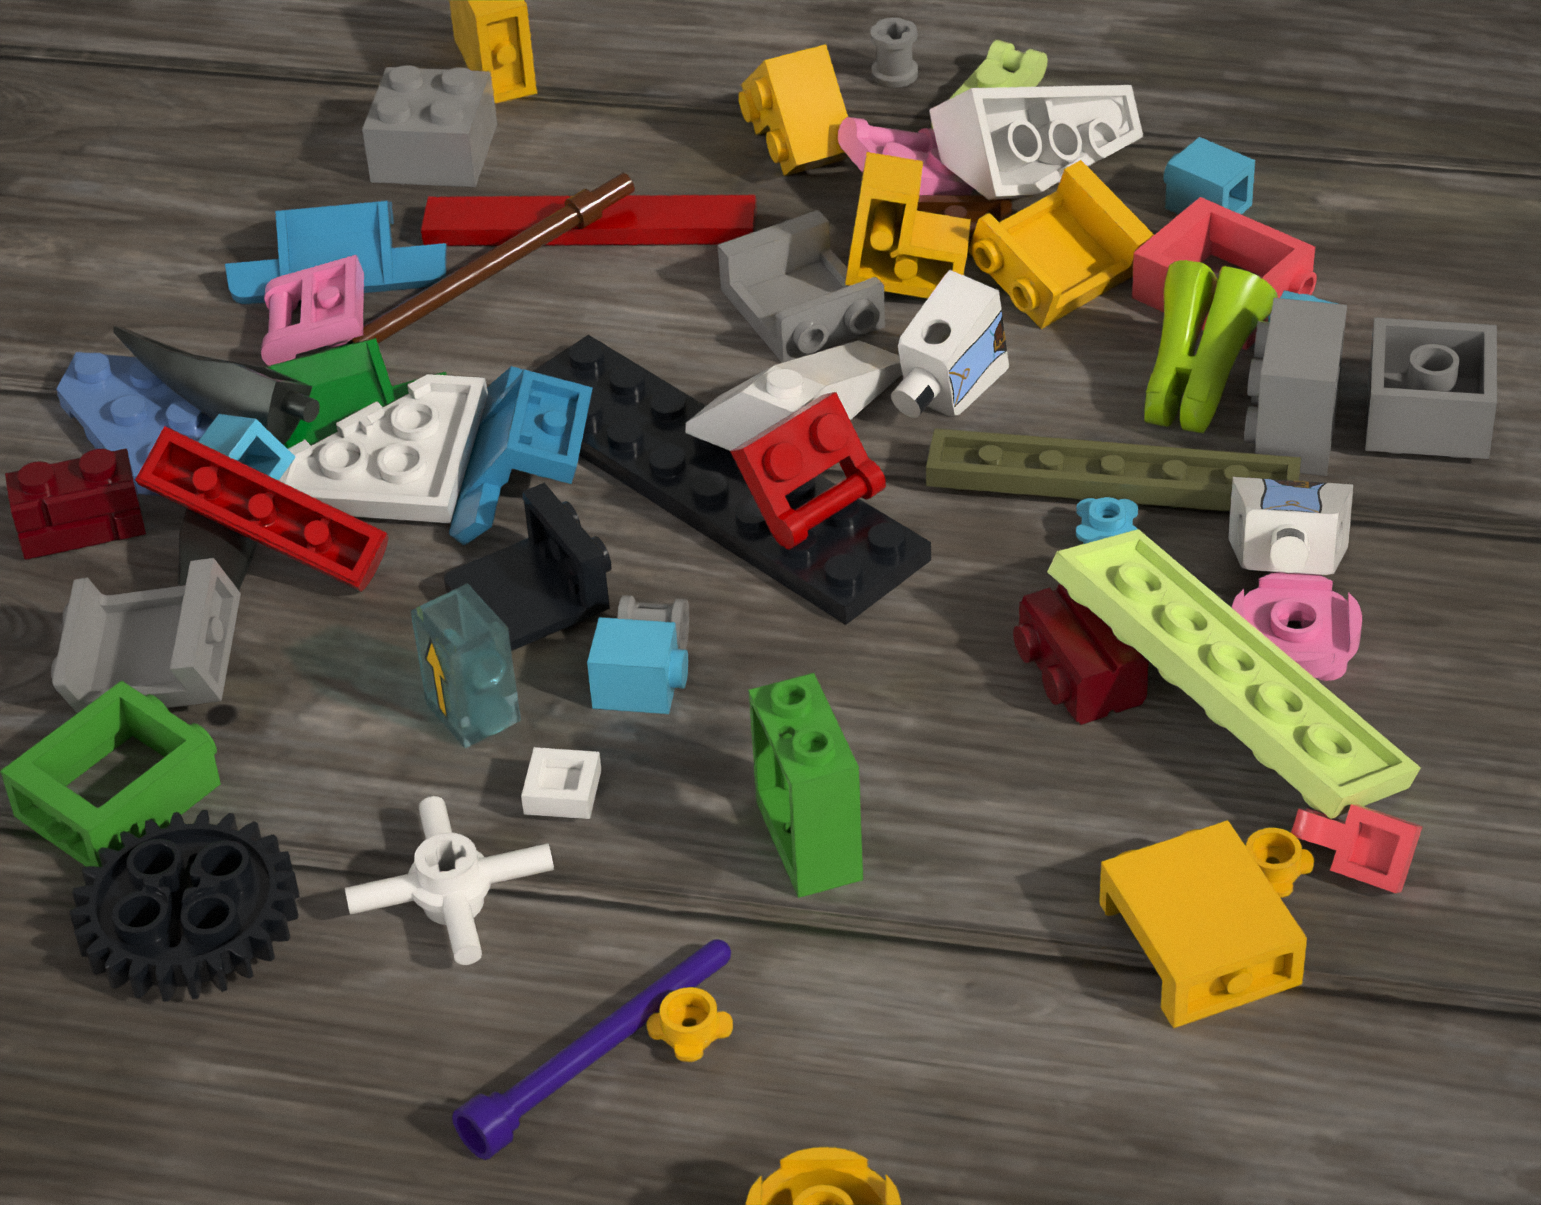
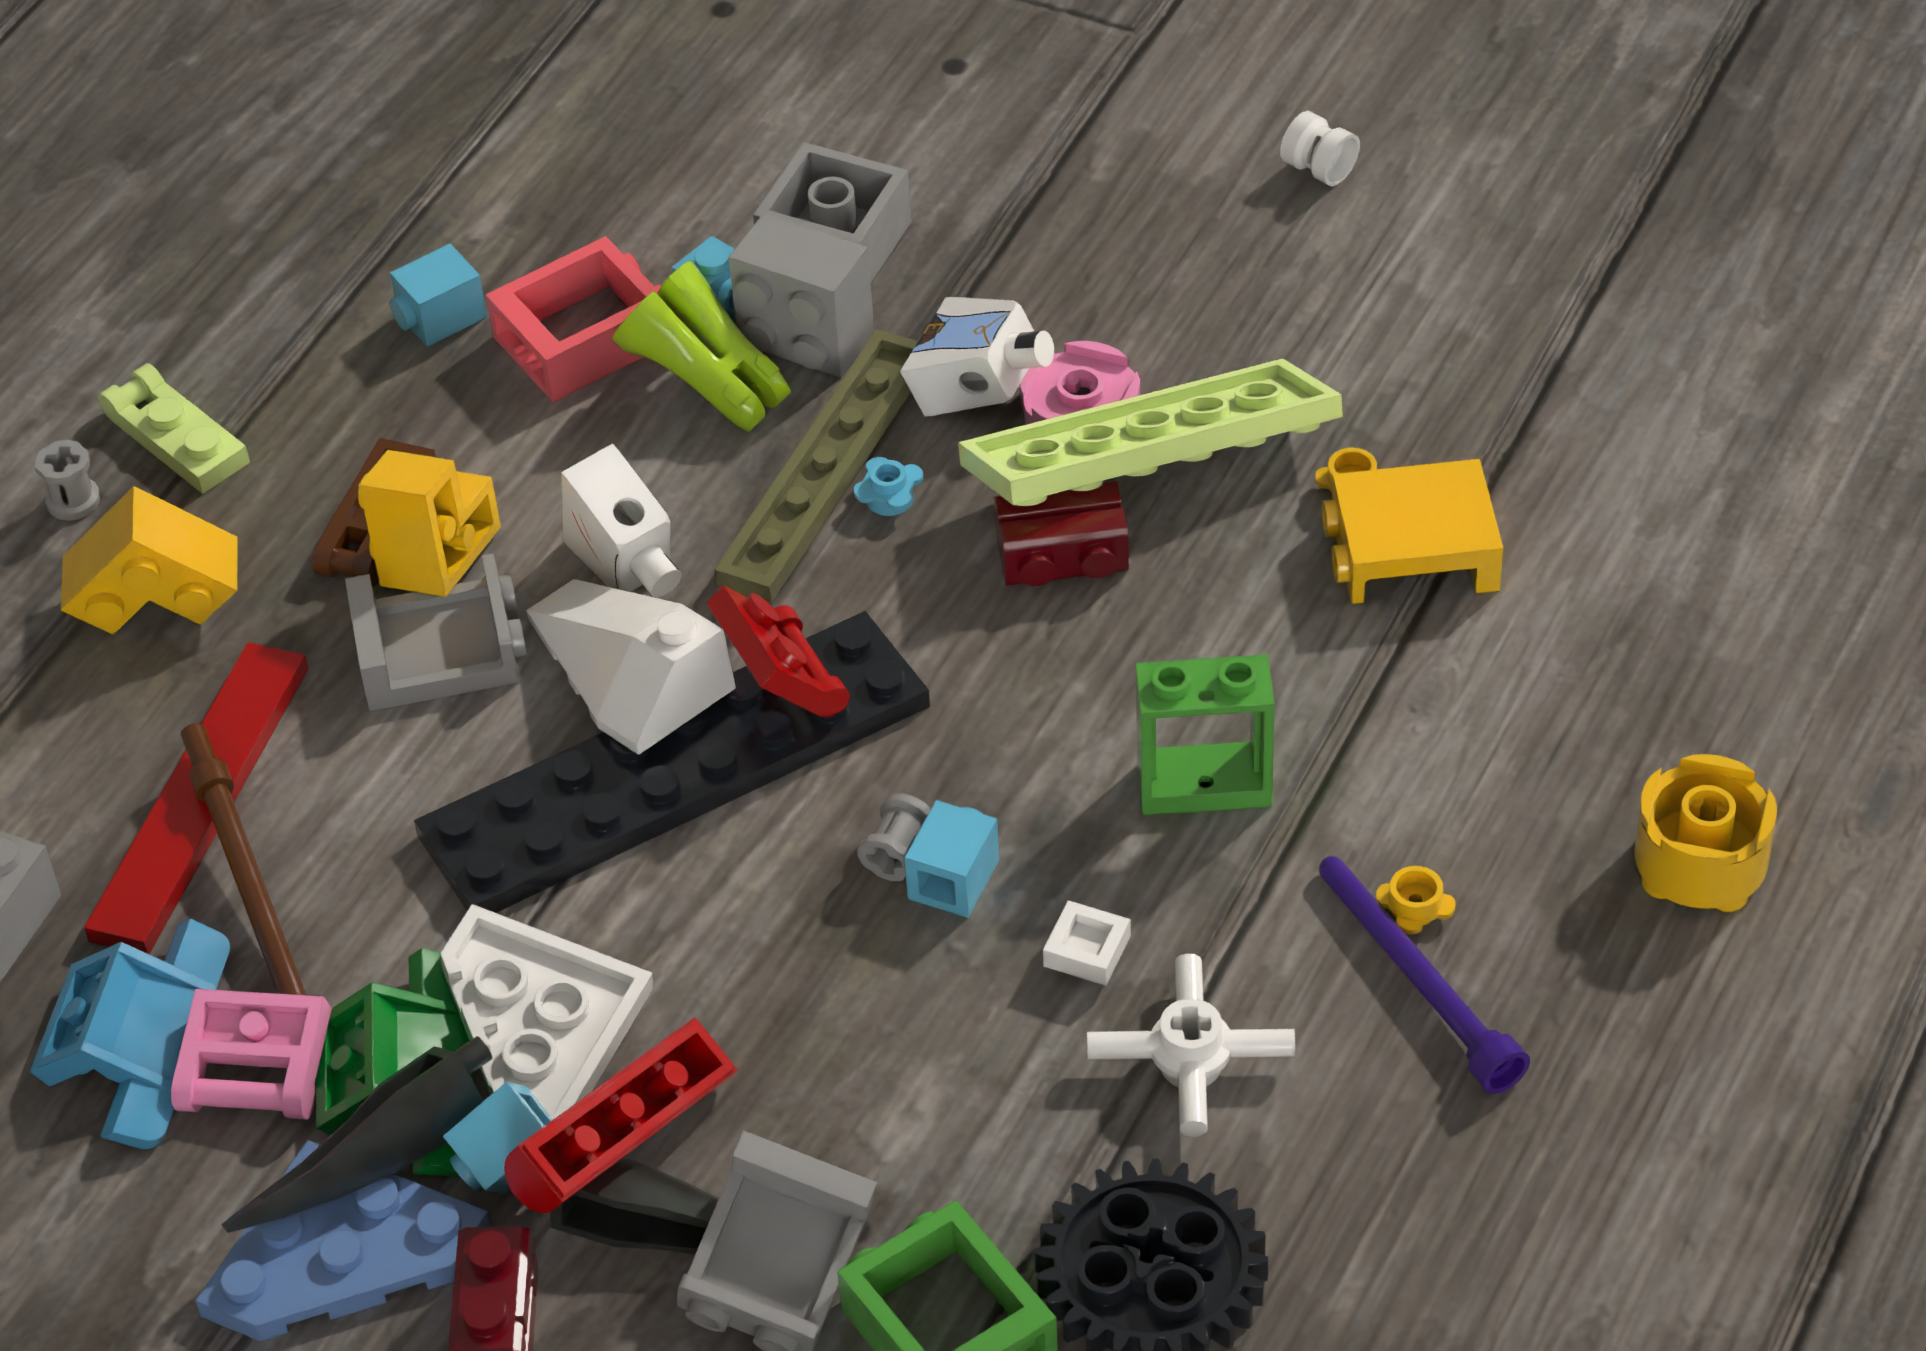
camera: 75 degrees left, 5 degrees up
(466, 665) = (935, 971): clear light blue brick -> none
(526, 426) = (589, 888): dark azure plate -> none
(545, 579) = (790, 916): black bracket -> none
(858, 137) = (296, 501): bright pink plate -> none
(1024, 137) = (304, 406): white wedge -> none
(1061, 247) = (484, 413): yellow panel -> none
(1367, 844) = (1369, 412): coral plate -> none

